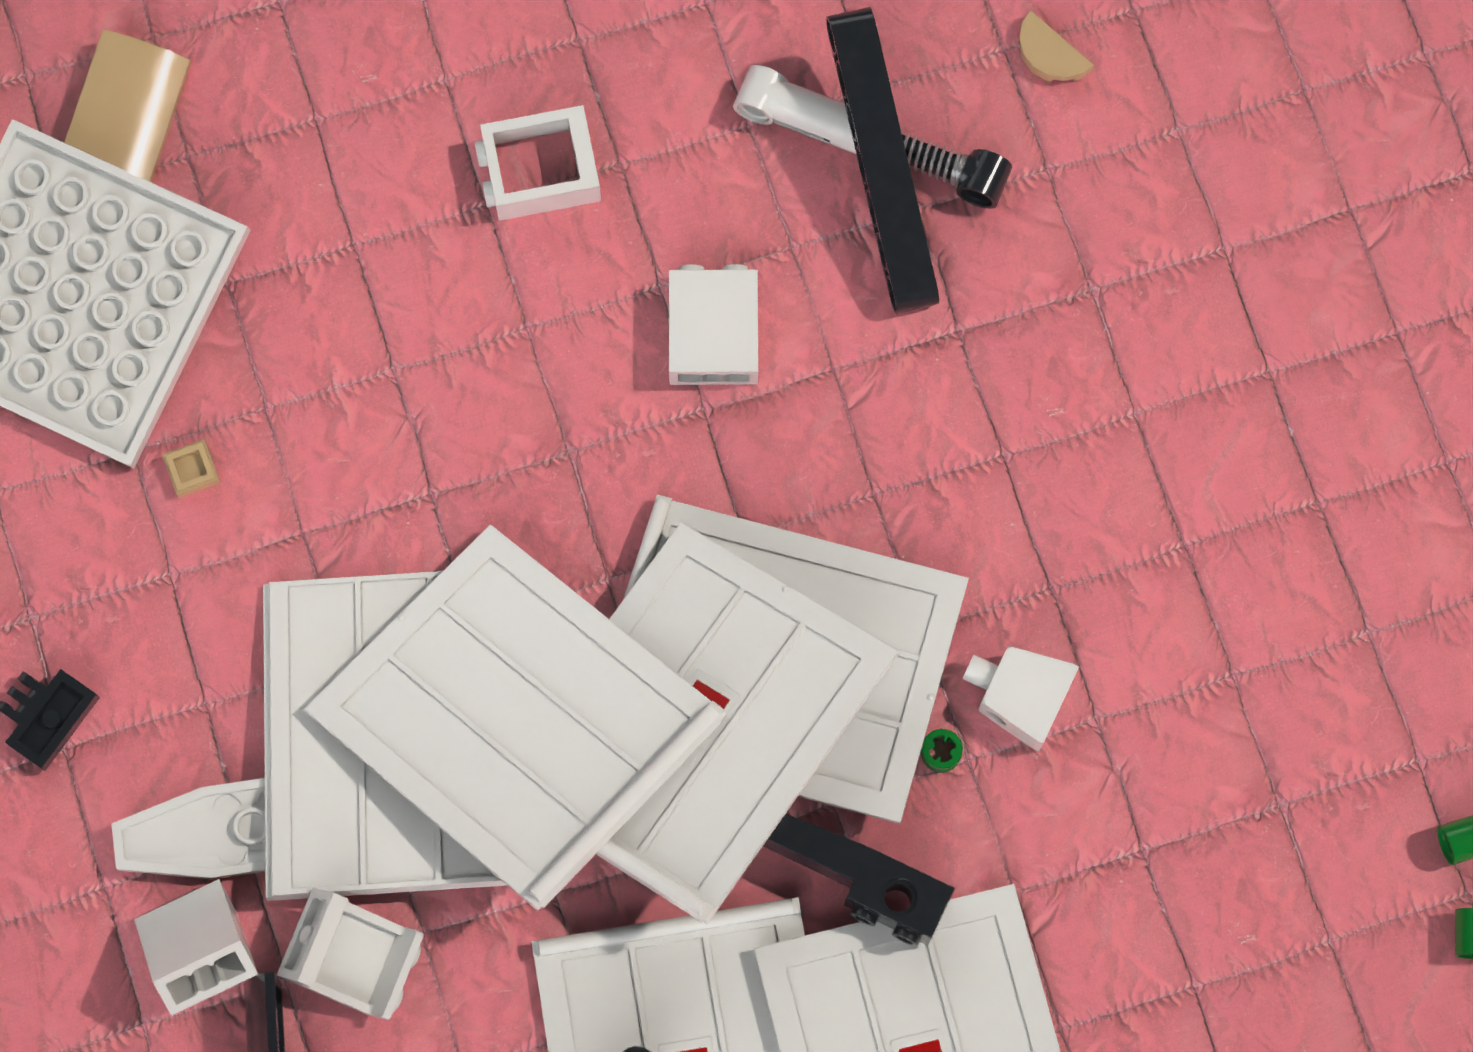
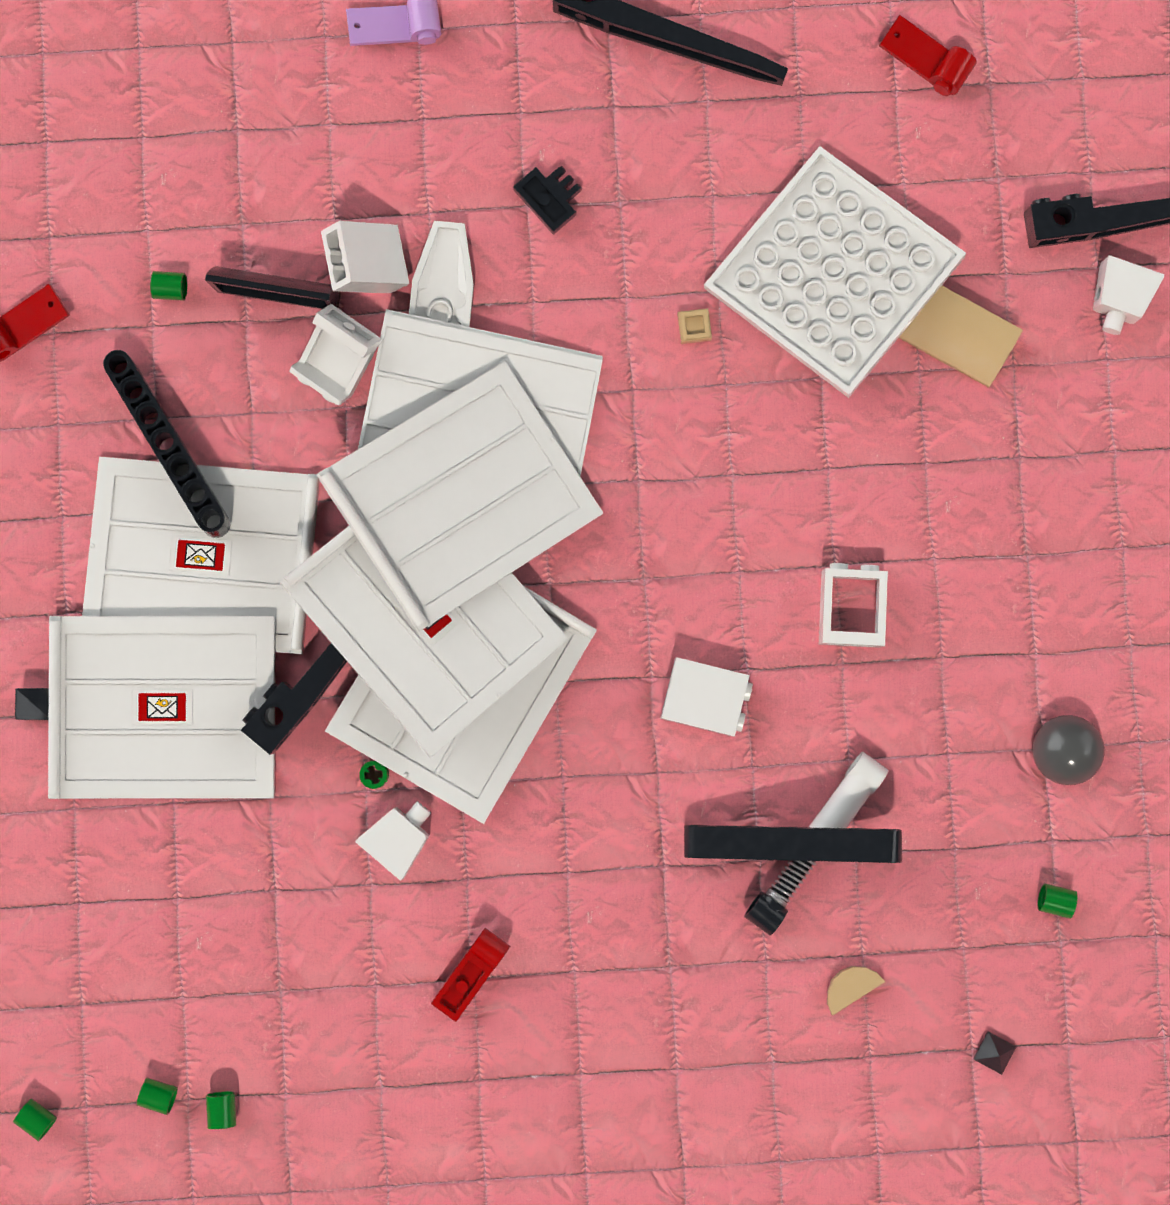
camera: 105 degrees right, 10 degrees up
(1178, 545) = (470, 974): none -> red plate

